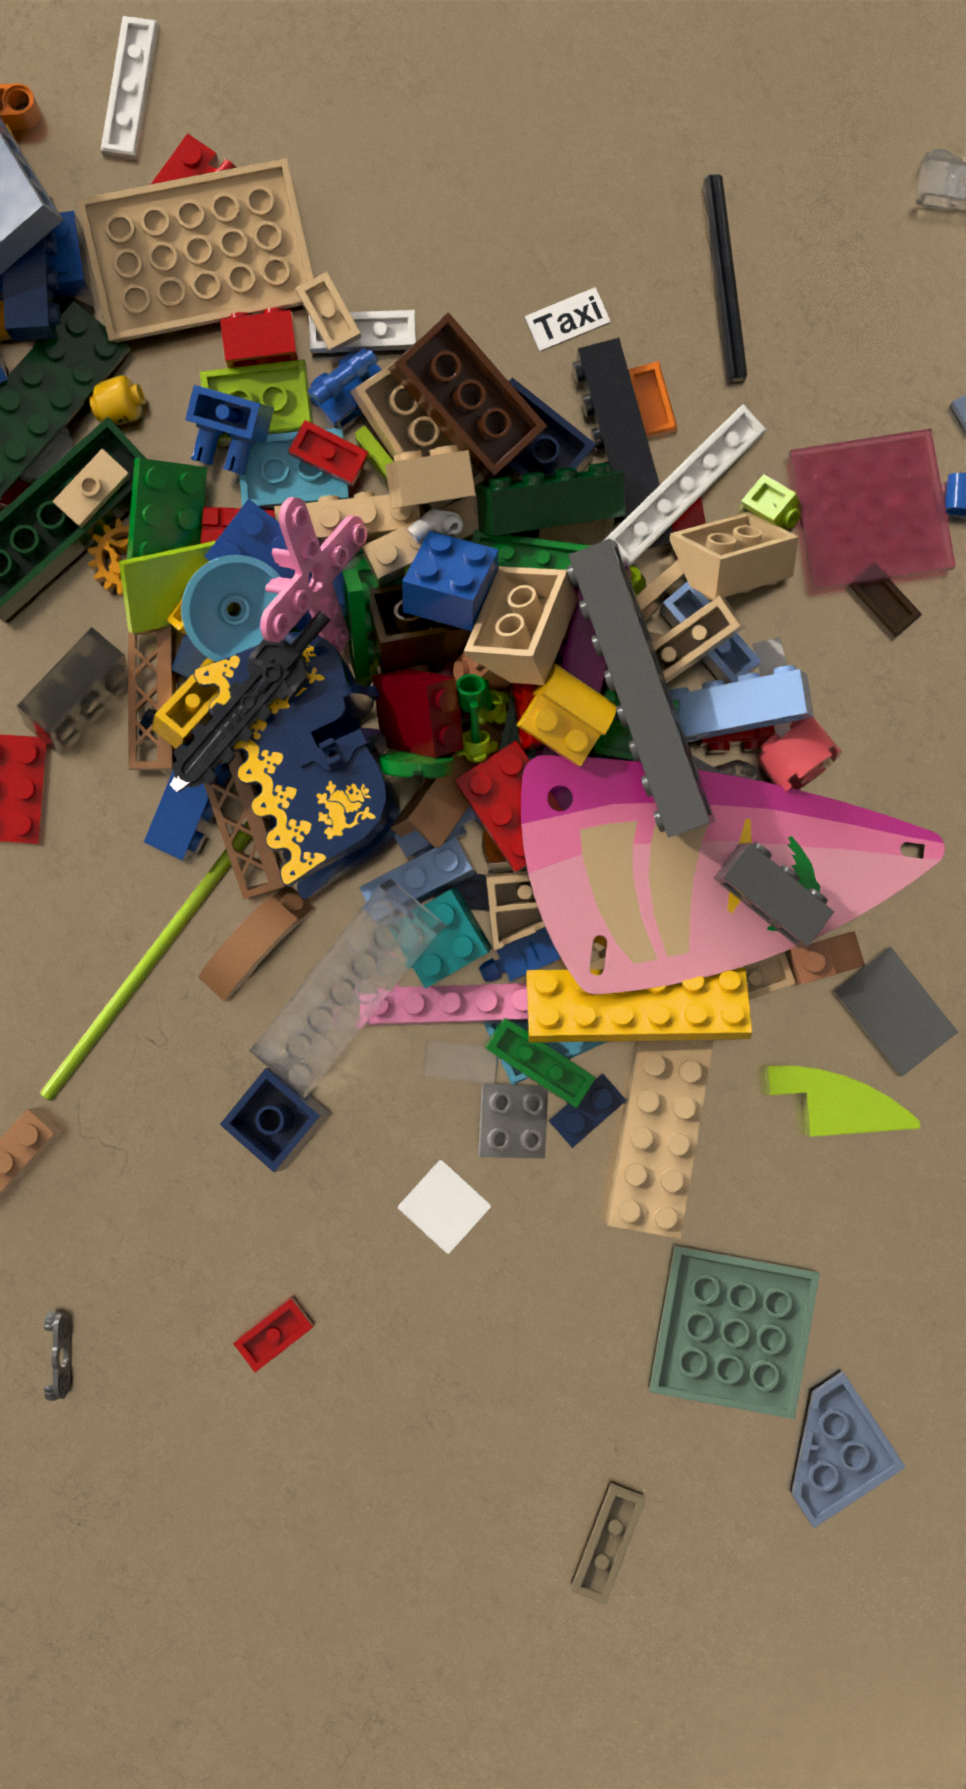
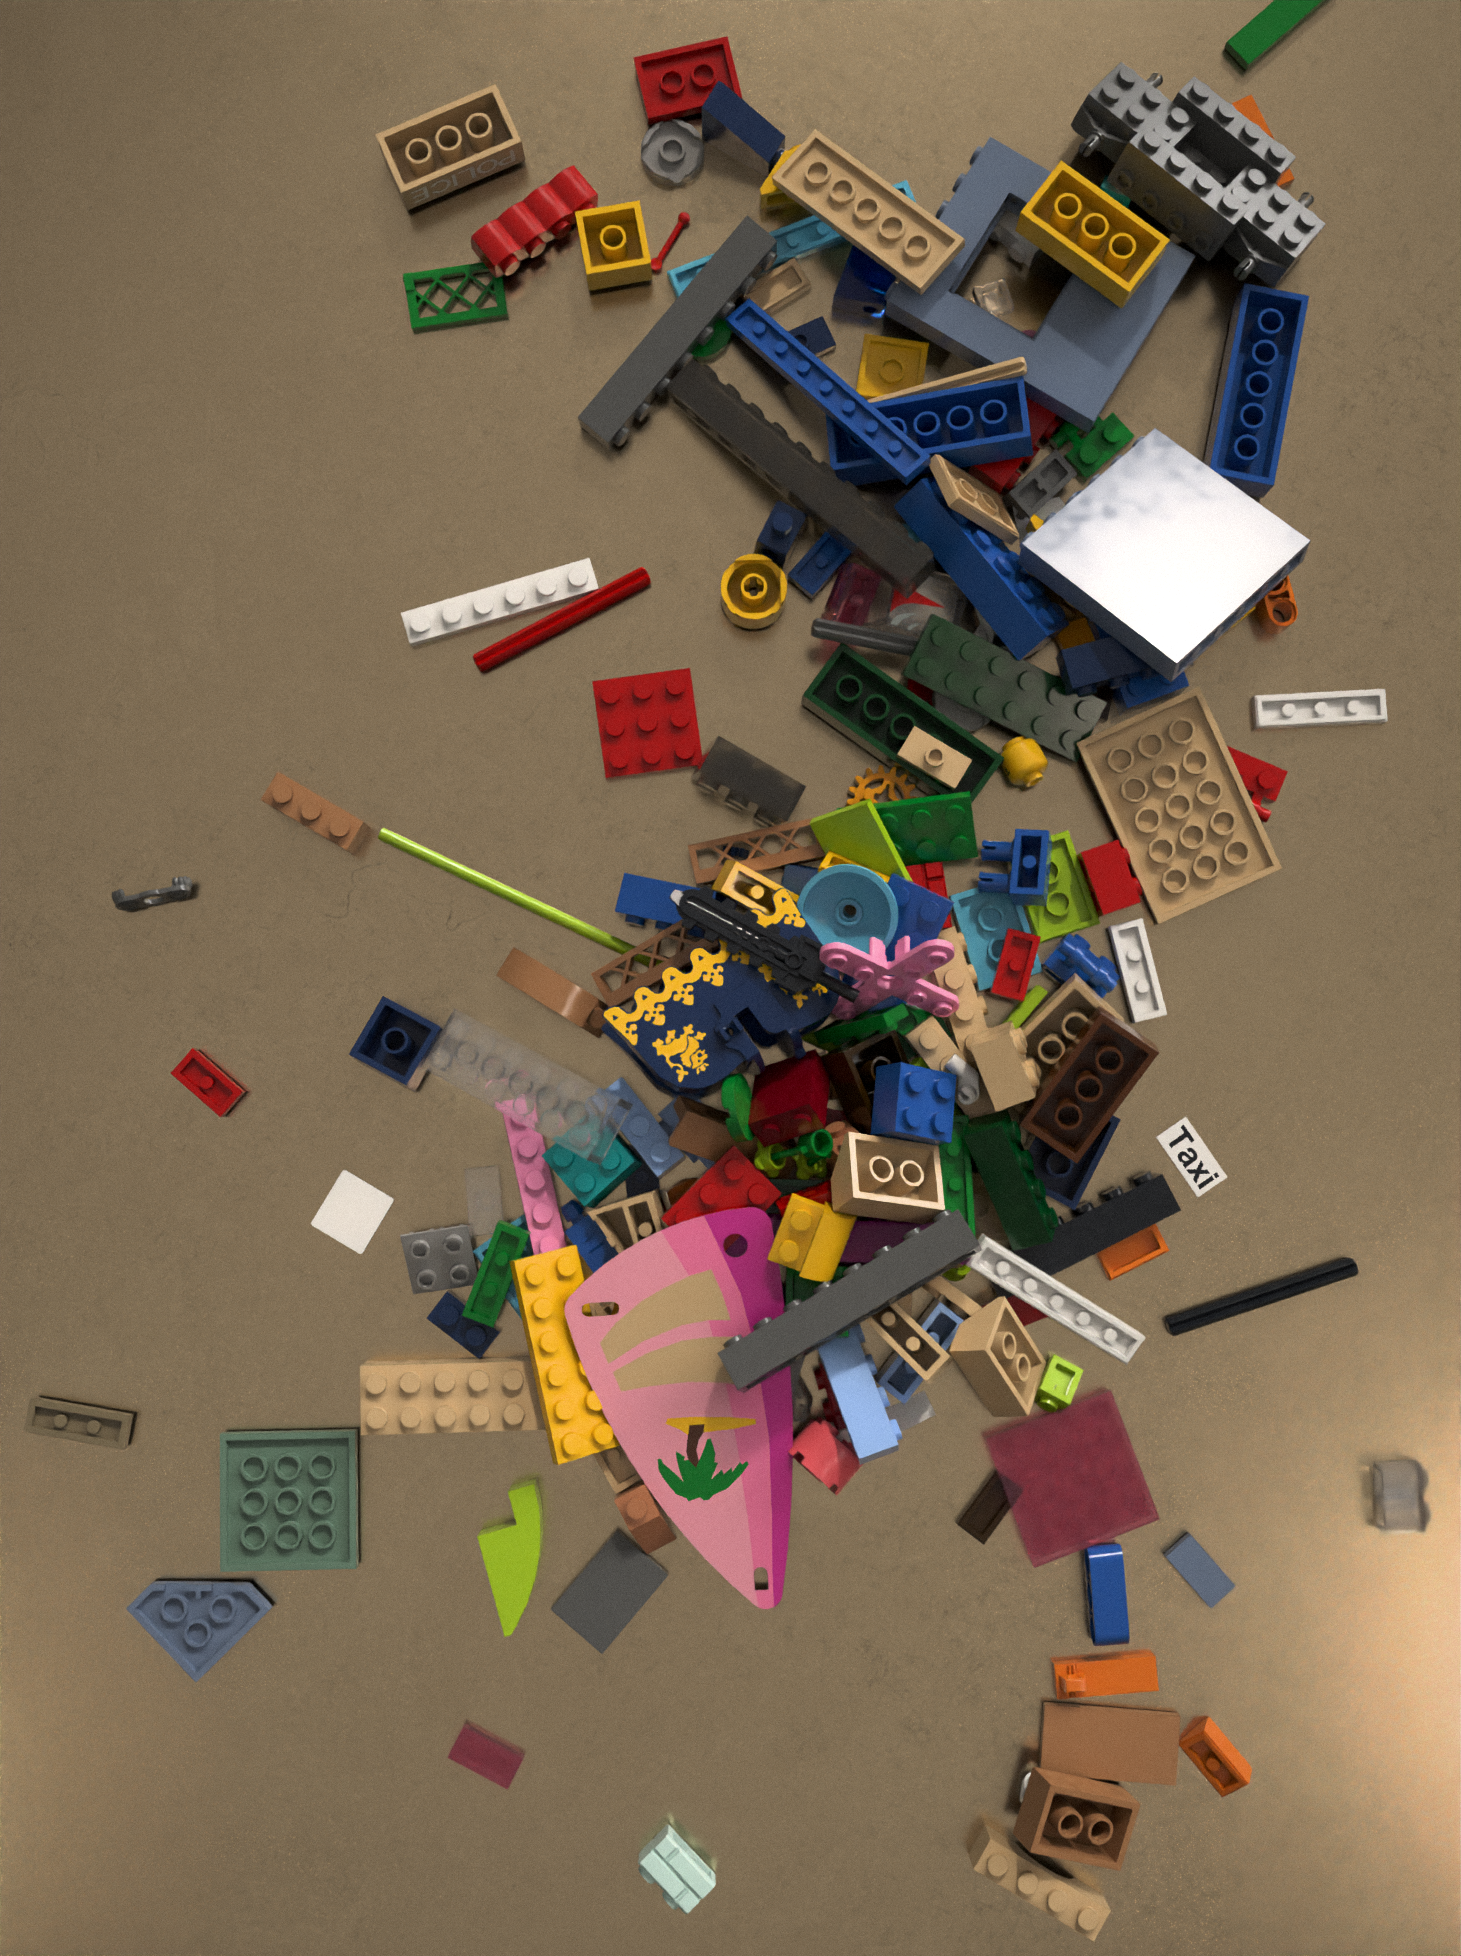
camera: 70 degrees right, 0 degrees up
(328, 312) = (1145, 937): tan plate -> none
(774, 893) = (690, 1460): dark grey brick -> none

